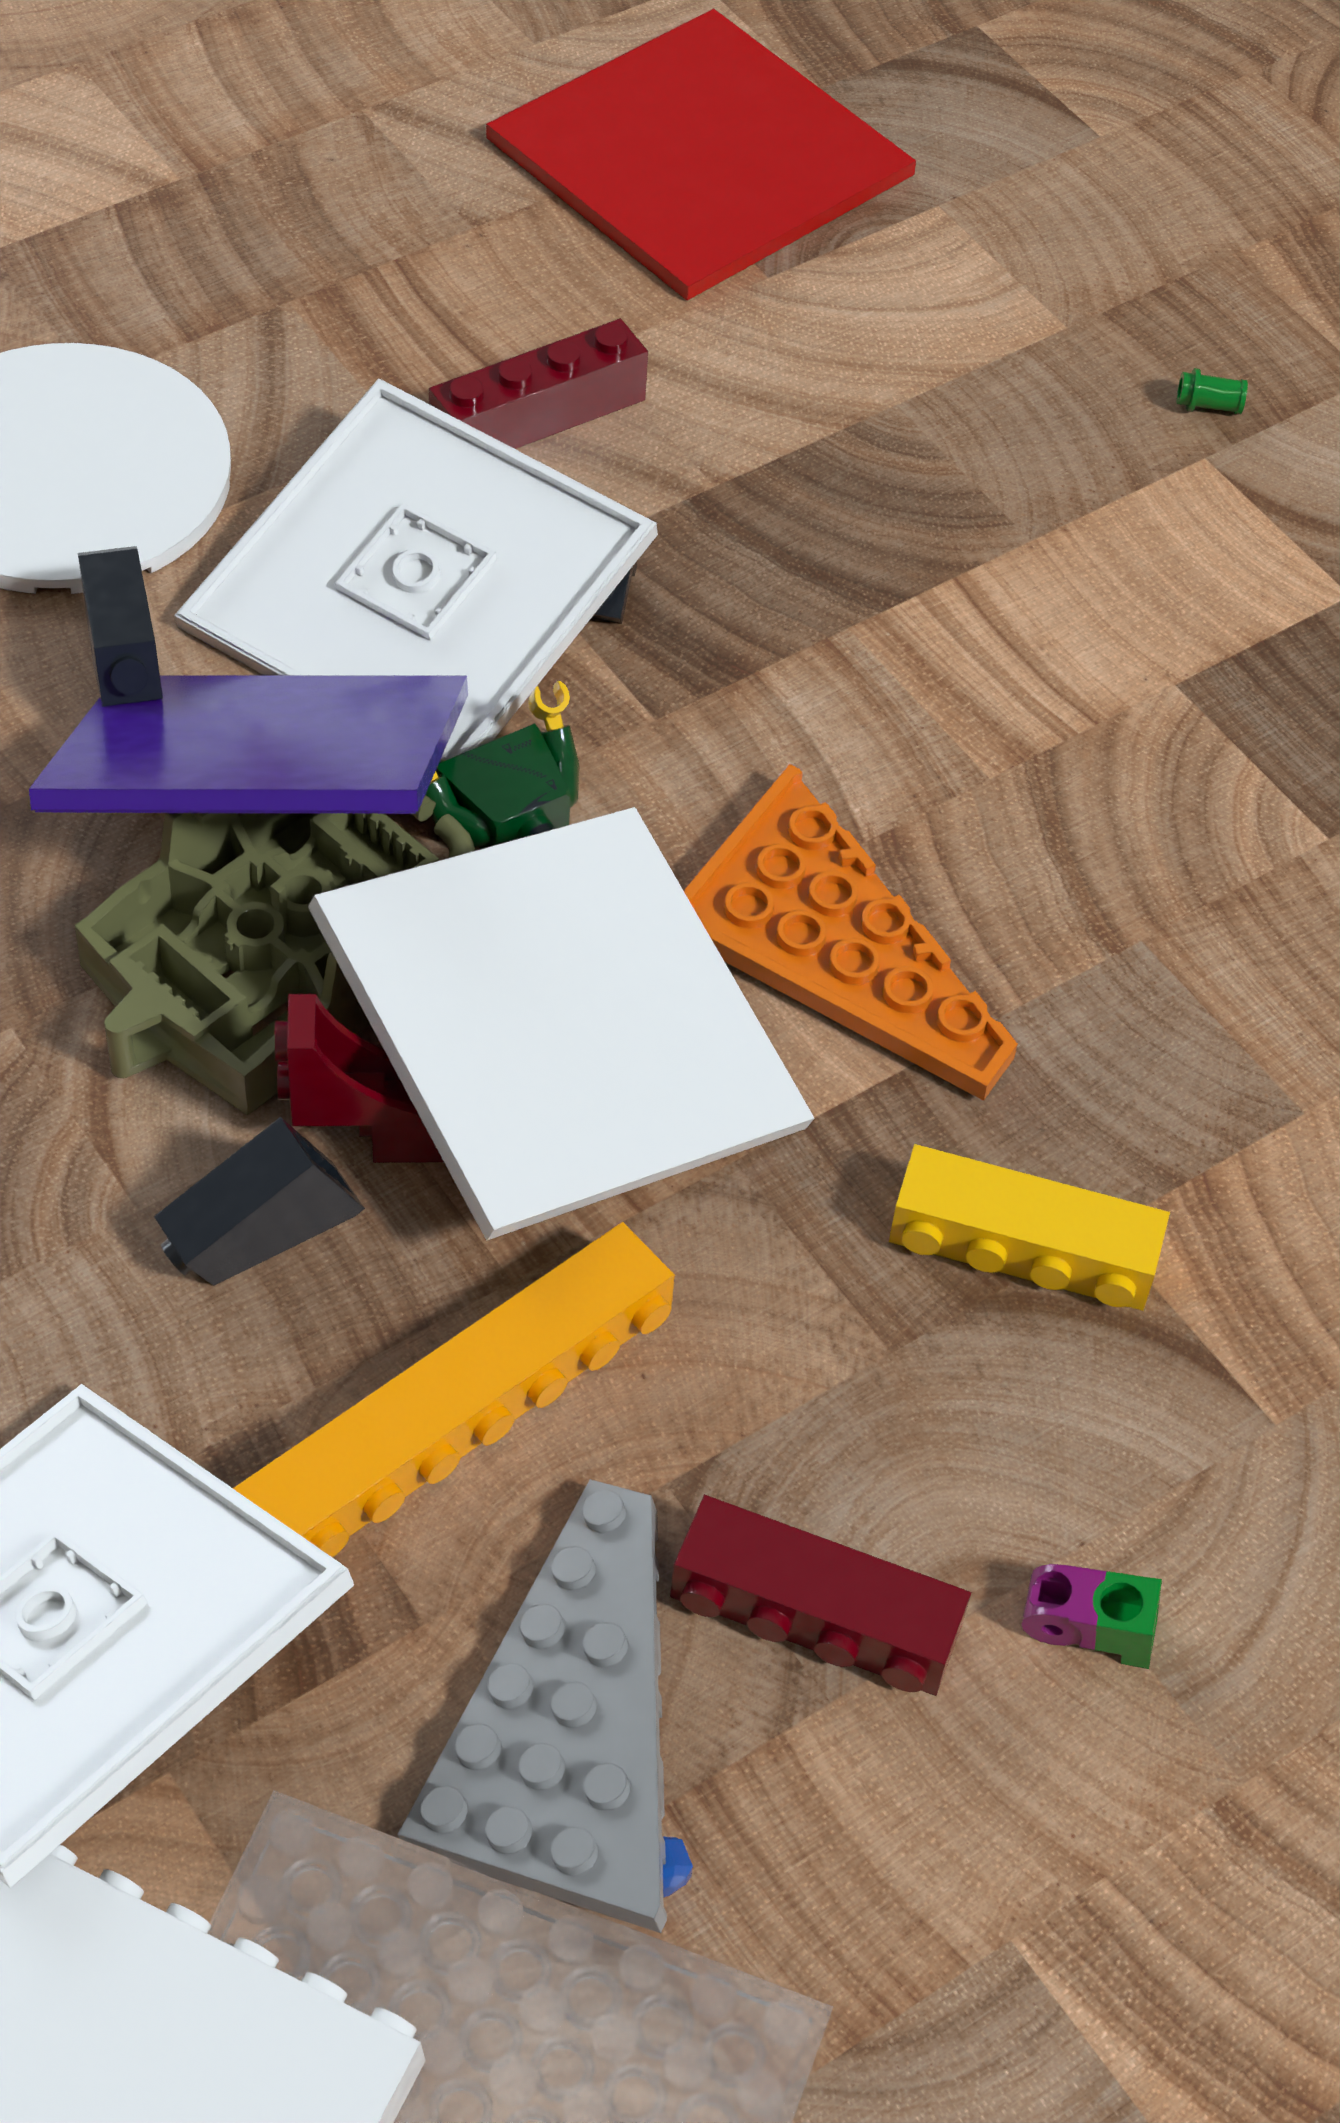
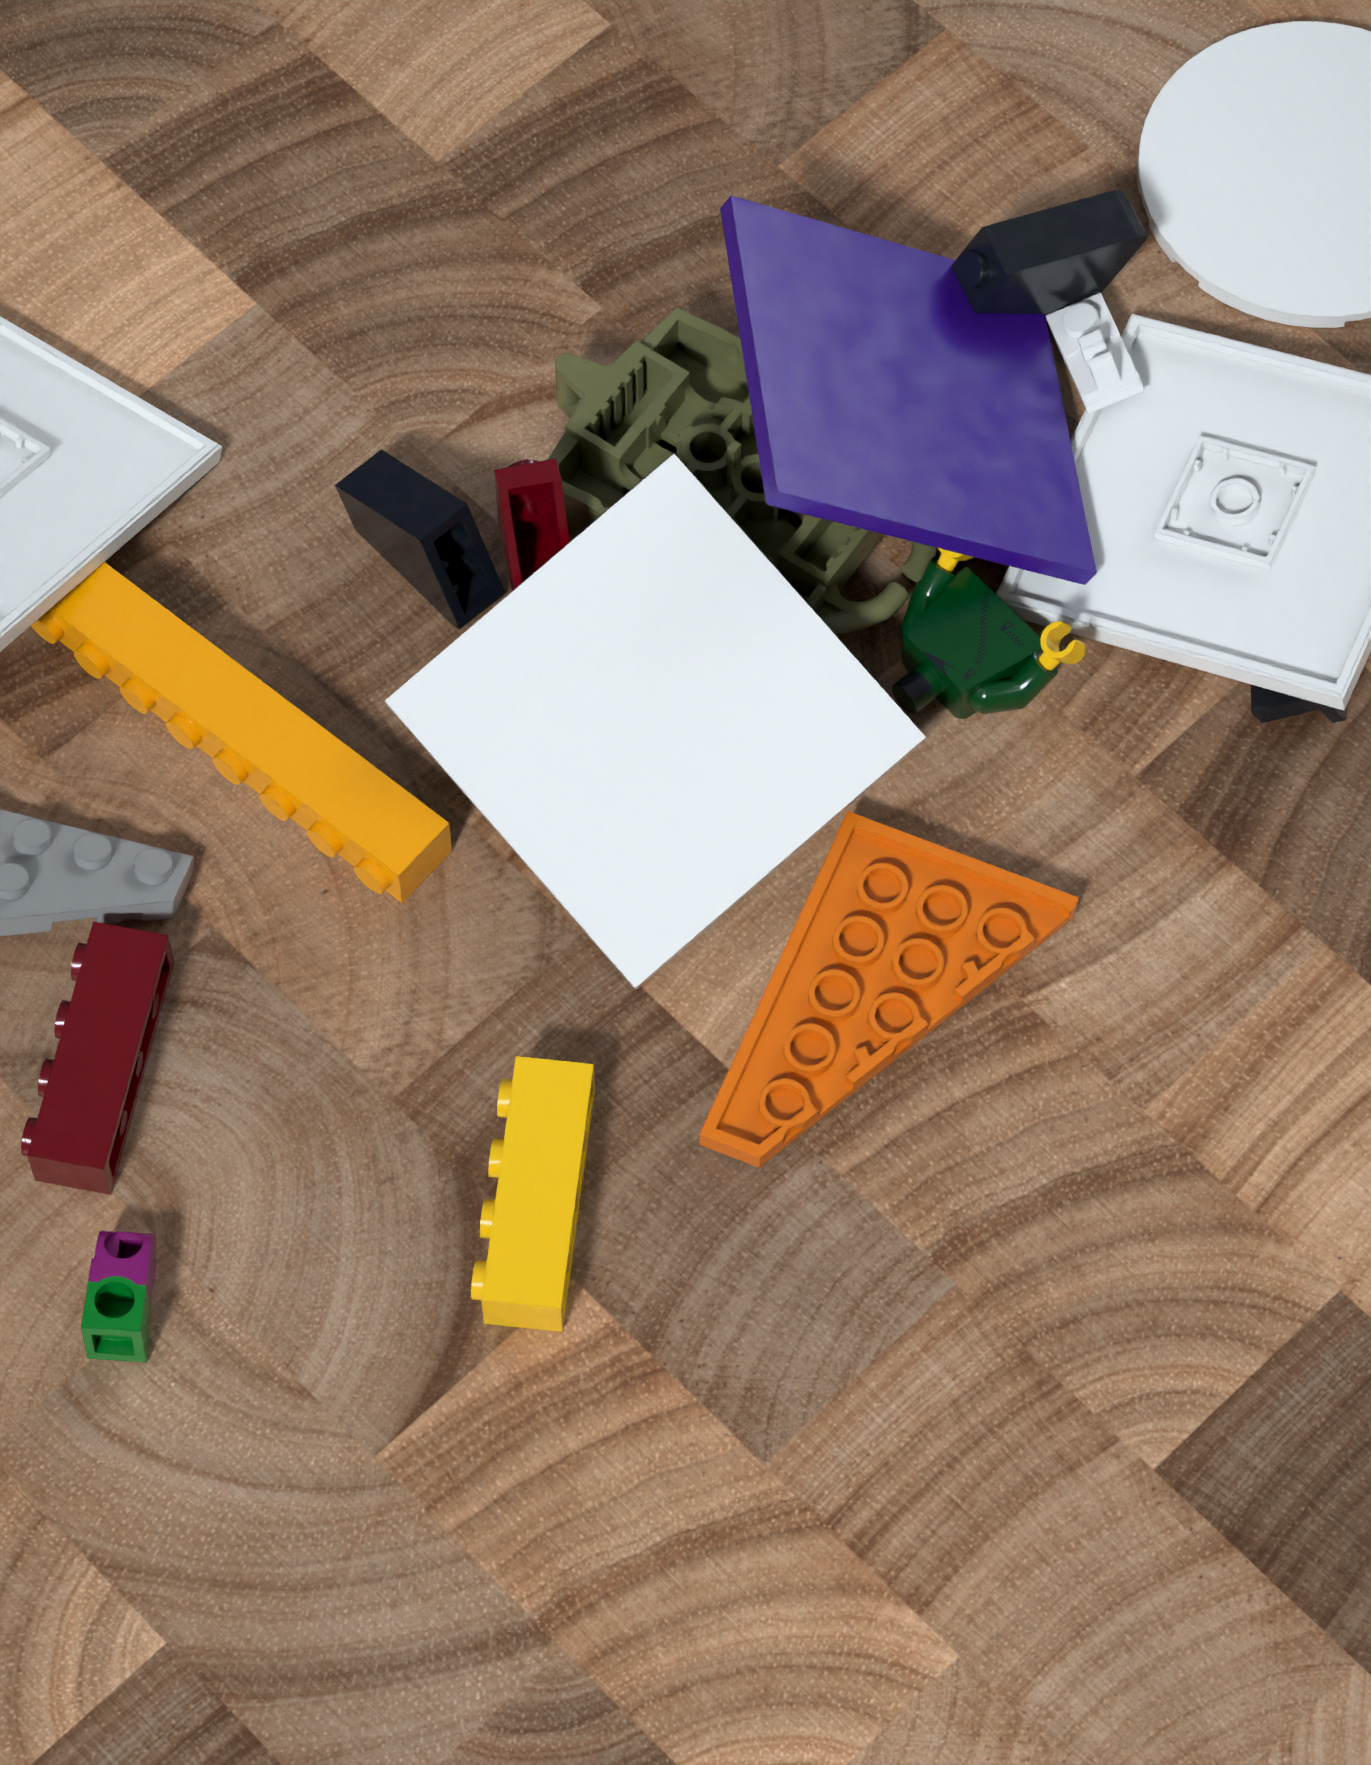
camera: 85 degrees right, 10 degrees up
(216, 643) = (1094, 353): none -> white plate

